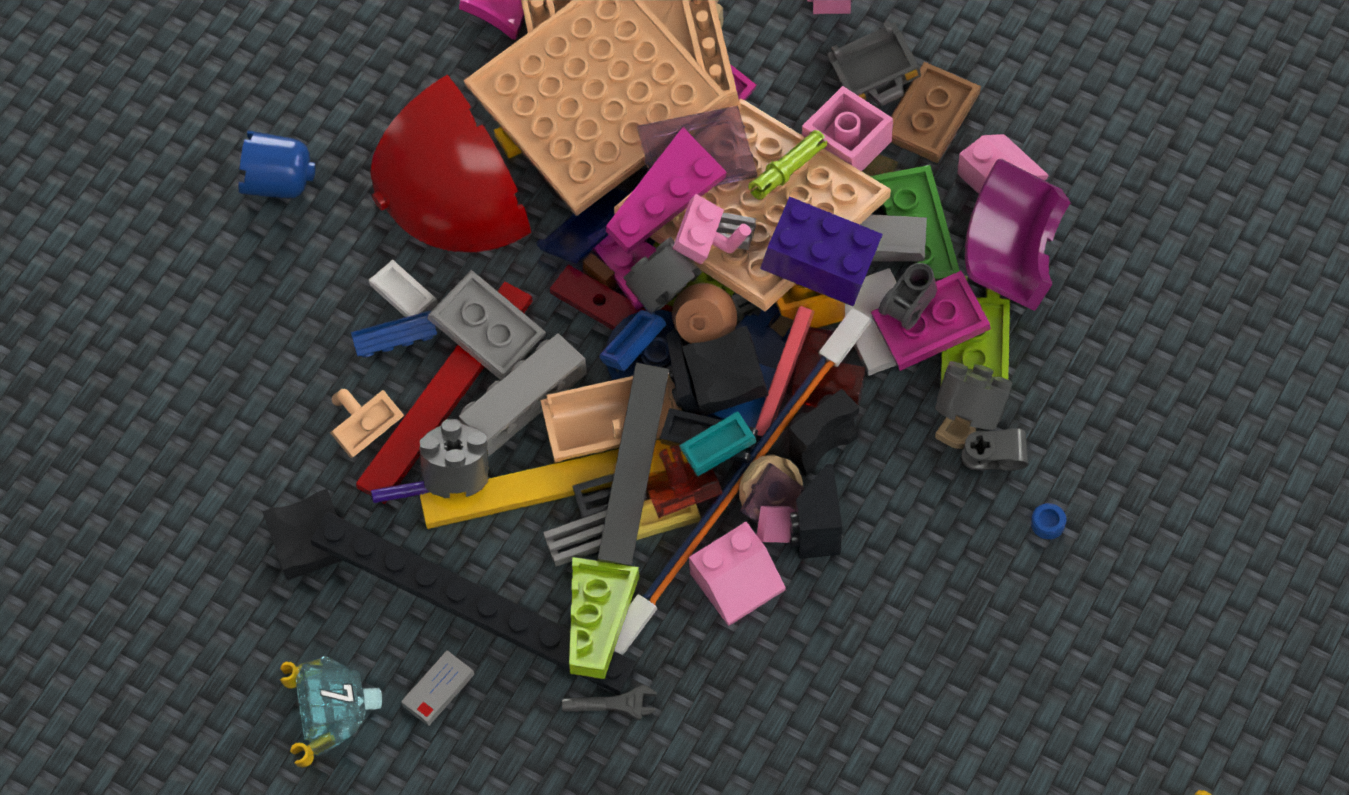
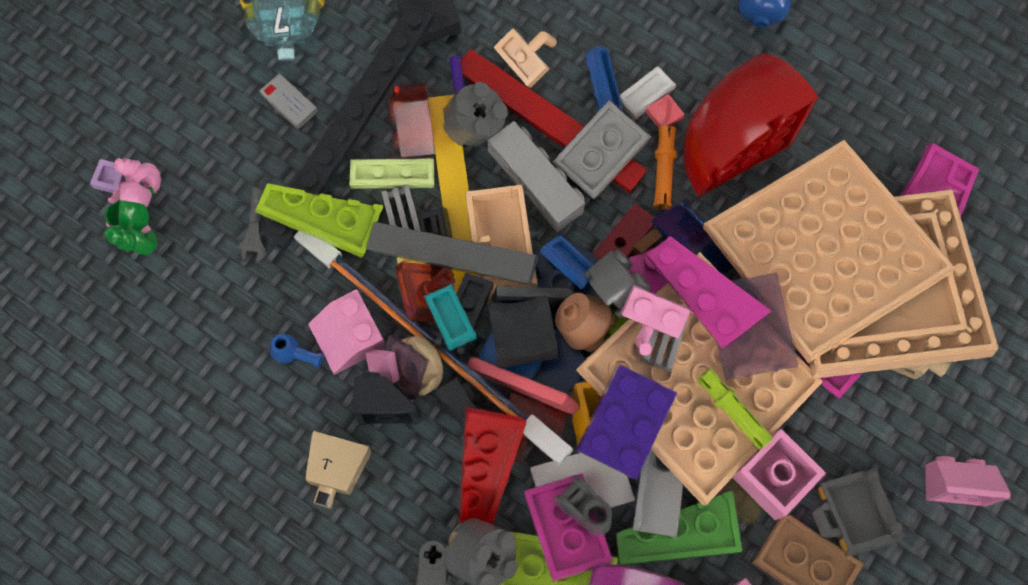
camera: 90 degrees right, 10 degrees up
(429, 269) = (665, 112): none -> coral tile
(459, 525) = (411, 113): none -> clear red brick
(500, 264) = (664, 171): none -> orange pin
(527, 556) = (391, 173): none -> yellowish green tile
(767, 652) = (293, 351): none -> blue bar
(871, 391) = (488, 456): none -> red wing
(895, 566) = (334, 466): none -> tan torso

